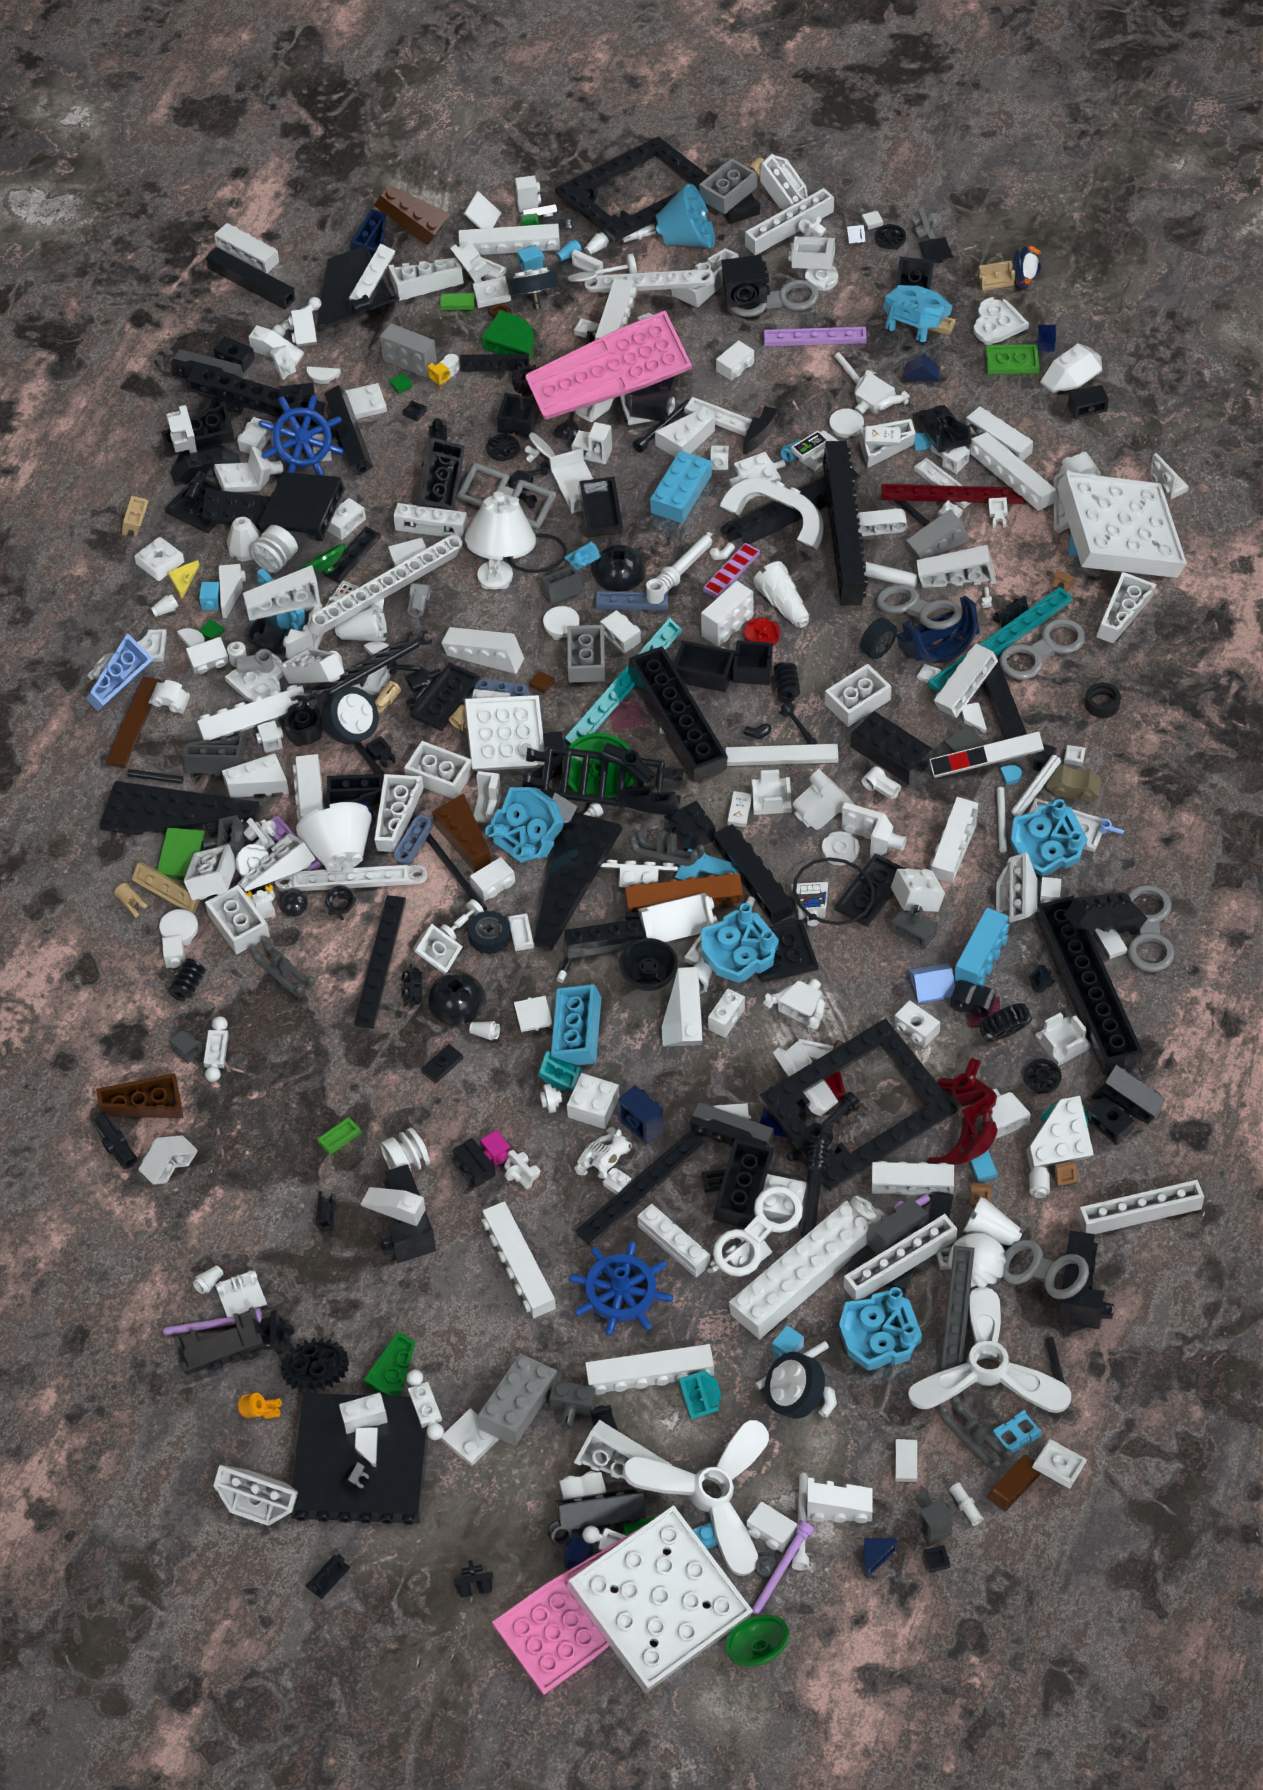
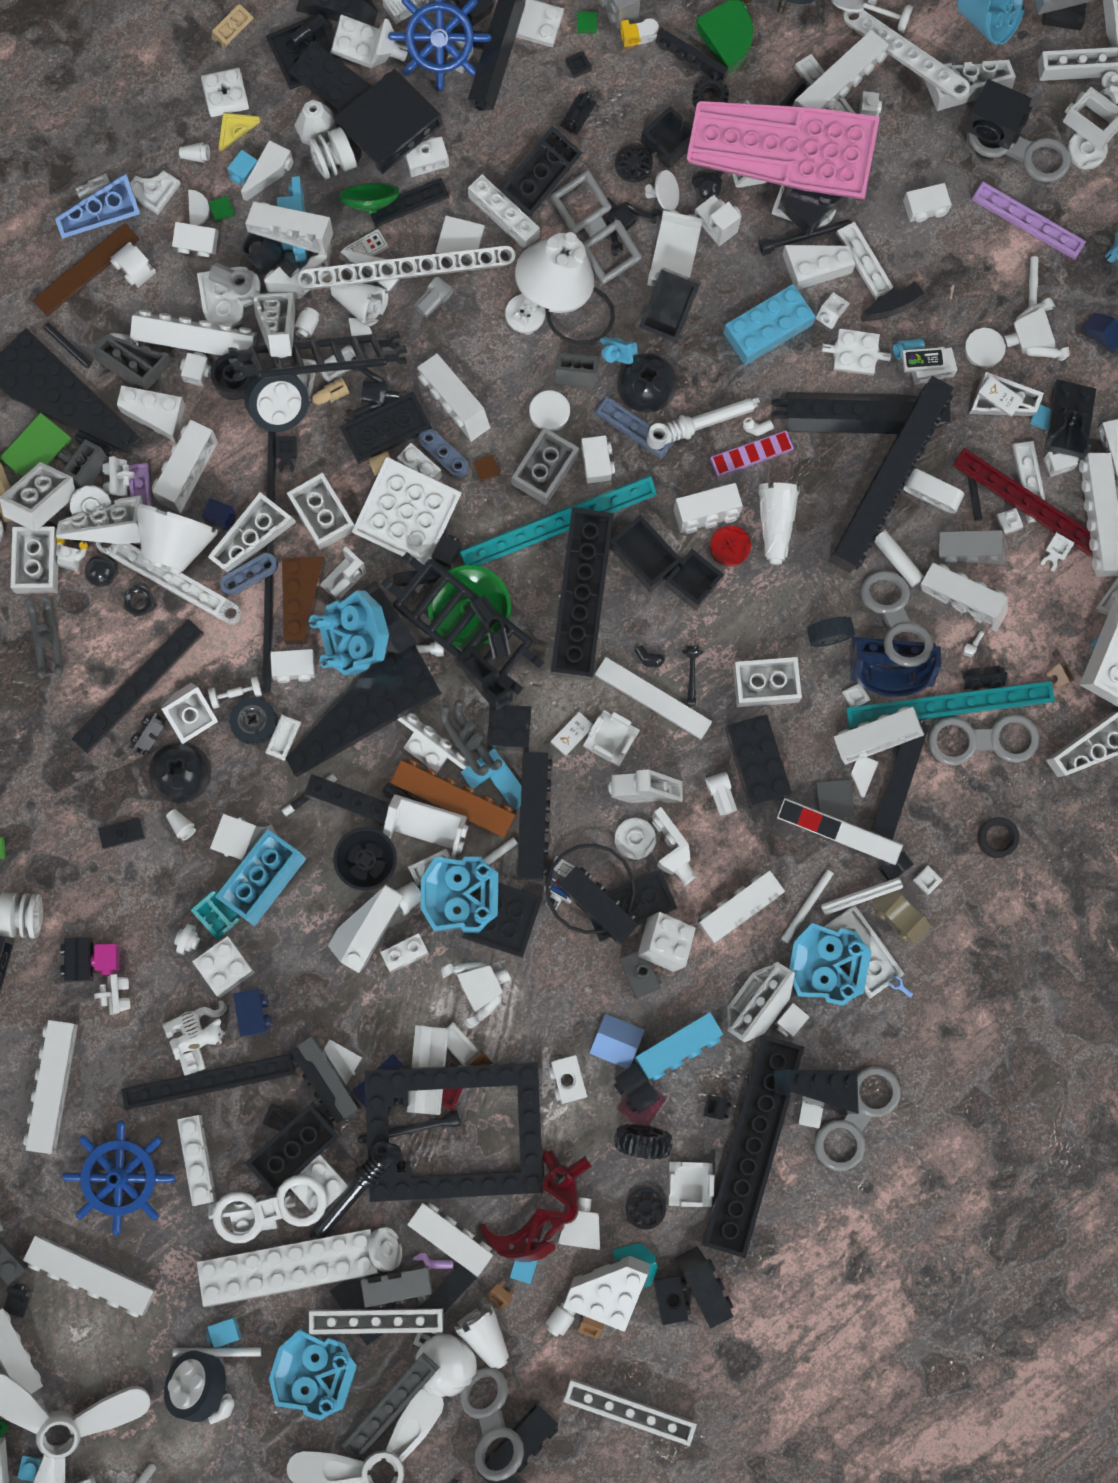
camera: 25 degrees right, 25 degrees up
(236, 650) = (223, 254): white brick -> none
(354, 788) = (224, 485): black wedge -> none
(627, 716) = (540, 558): clear pink piece -> none
(700, 1394) = (116, 1330): teal slope -> none
(742, 492) = (854, 406): white arch -> none
(787, 682) = (711, 621): black piece -> none
(848, 893) = (598, 905): none -> black brick
(1011, 774) = (852, 862): medium azure tile -> none

